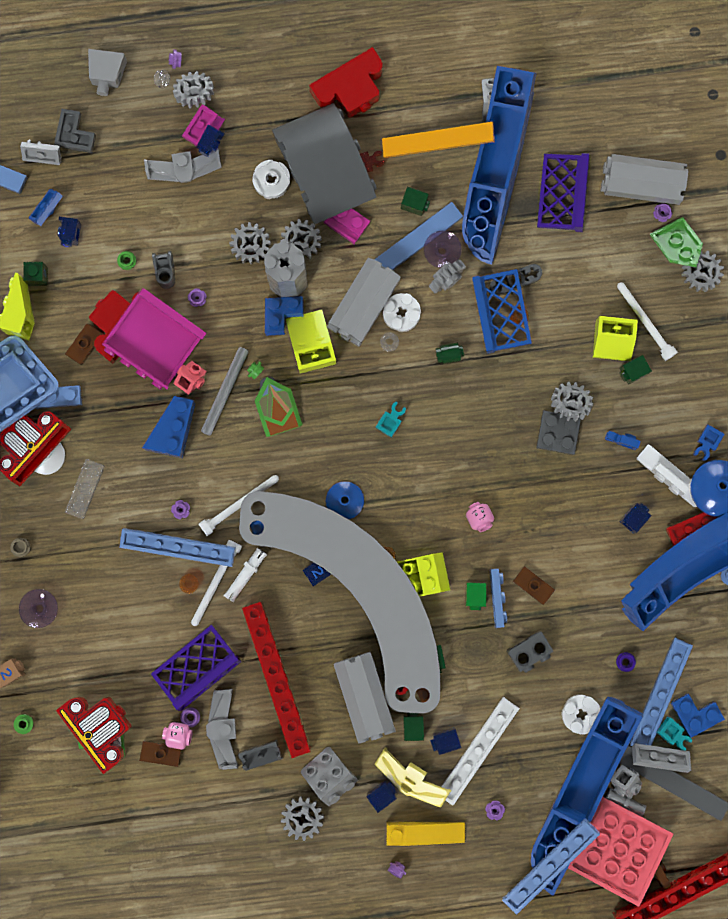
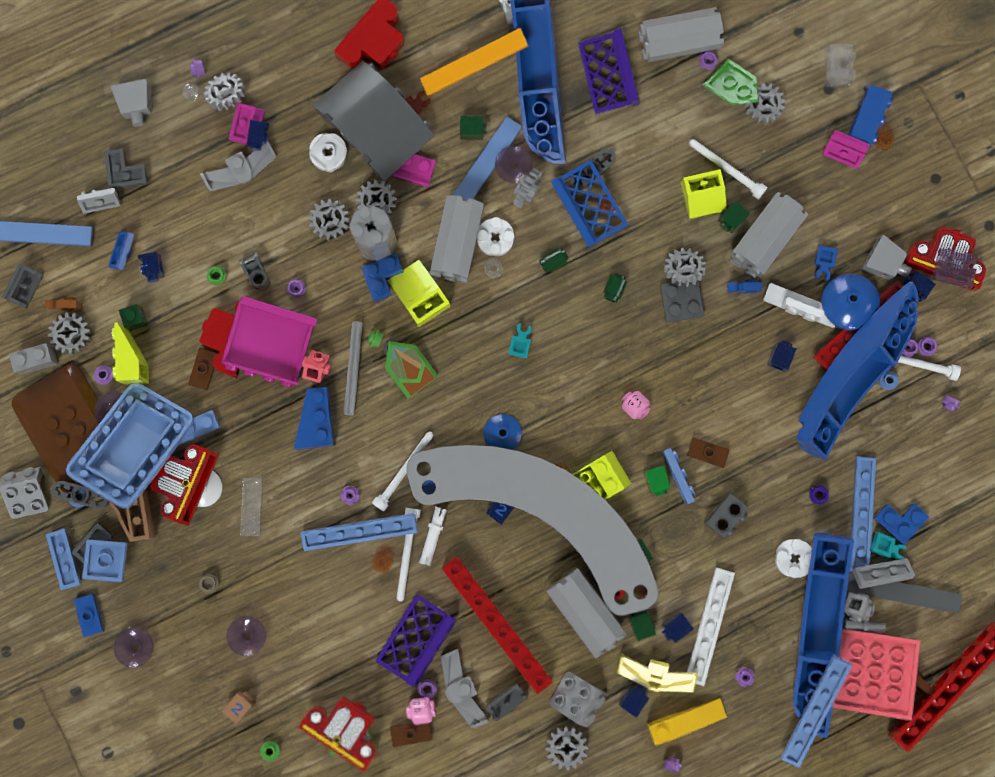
camera: 20 degrees left, 0 degrees up
(498, 398) = (615, 287): none -> dark green brick
(661, 398) = (768, 235): none -> light grey brick

